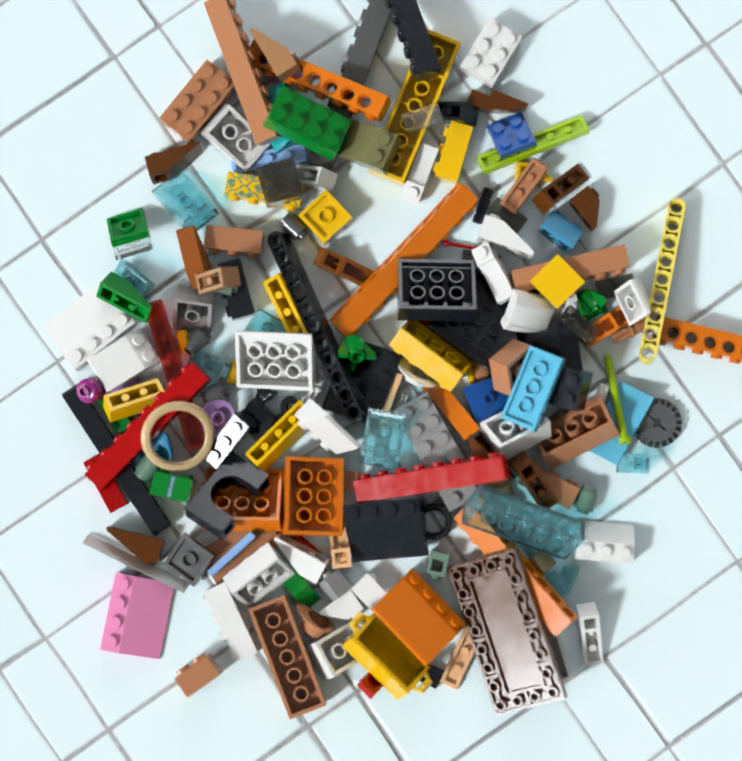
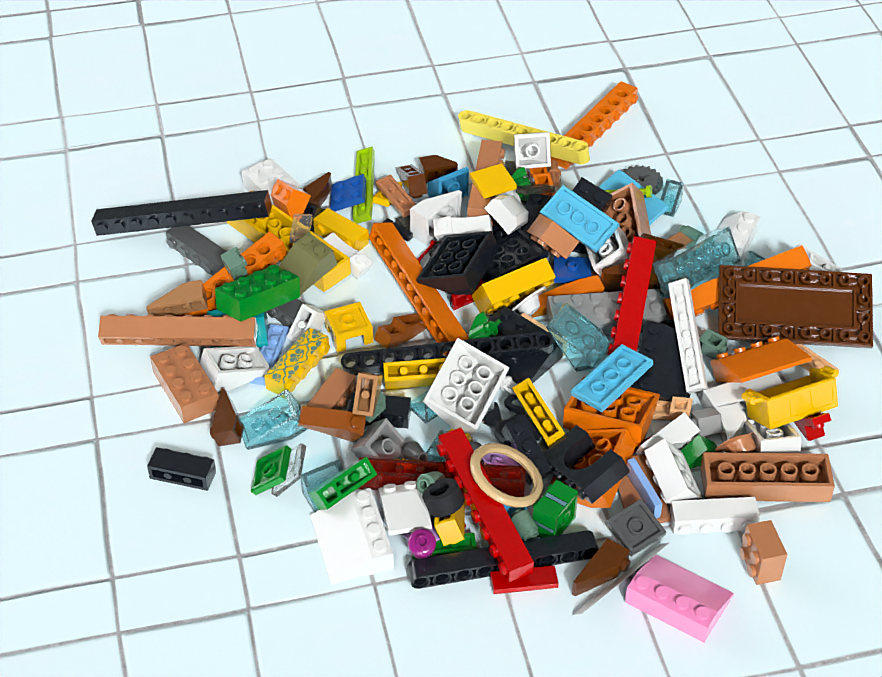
camera: 70 degrees left, 40 degrees down
(104, 149) = (181, 468): none -> black brick
(134, 382) = (443, 497): none -> black tyre
(150, 374) = (428, 478): none -> sand green brick
(280, 182) = (299, 334): clear smoke brick -> none
(293, 227) = (339, 350): dark grey brick -> none
(325, 428) = (550, 368): white slope -> none
(330, 84) = (234, 263): none -> sand green brick
(337, 488) = (611, 378): none -> medium azure tile
(415, 541) = (687, 336): none -> white plate
(461, 88) = (289, 198): none -> orange slope

